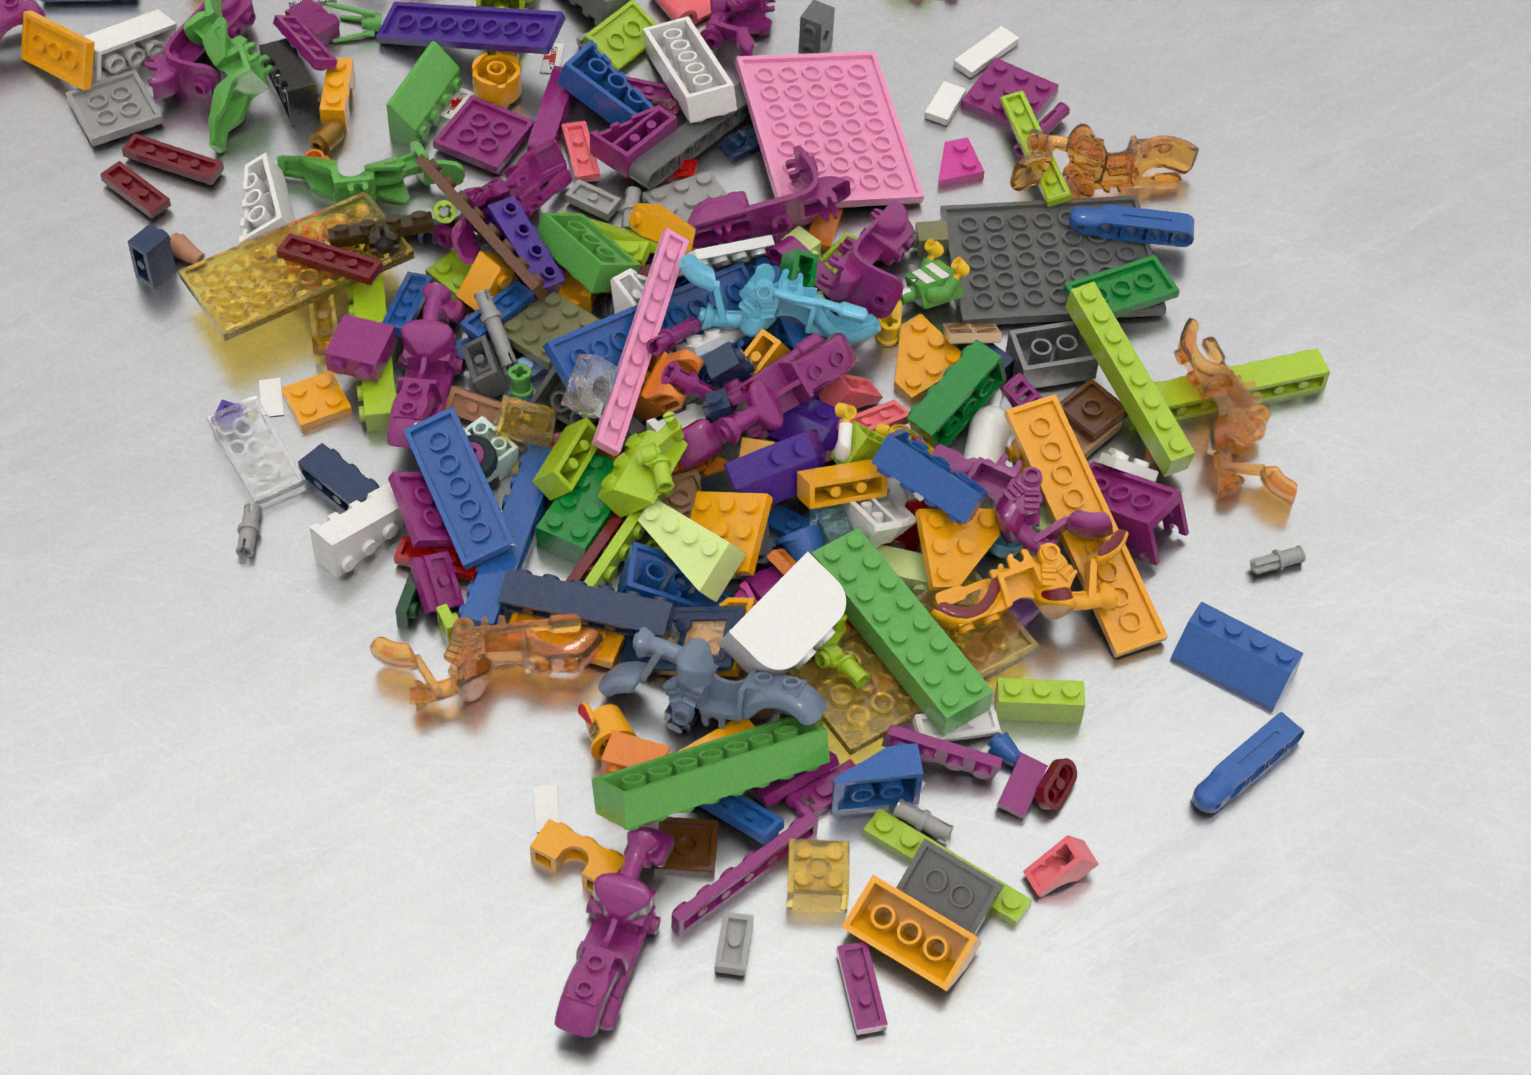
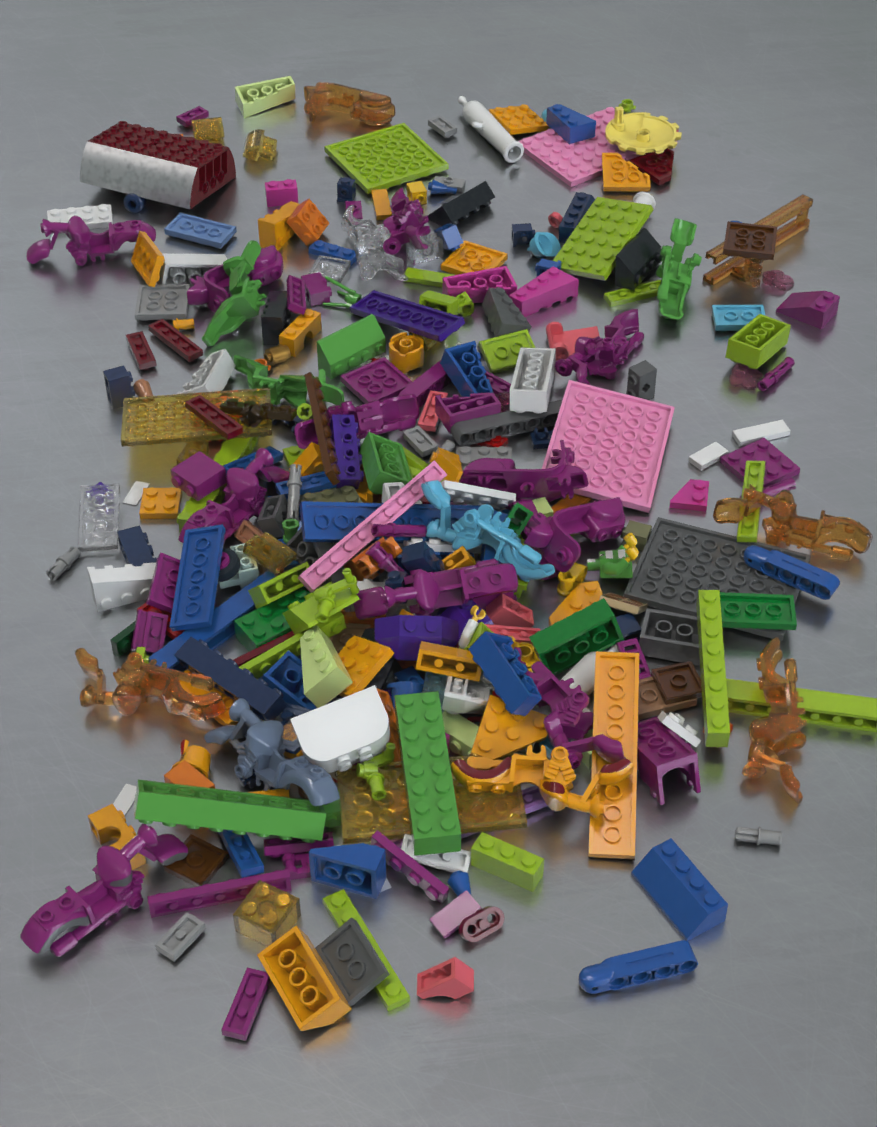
camera: 30 degrees right, 10 degrees down
(167, 131) = (184, 324): none -> light orange pin
(590, 386) = (305, 542): clear brick -> none
(923, 820) = (368, 909): light grey pin -> none

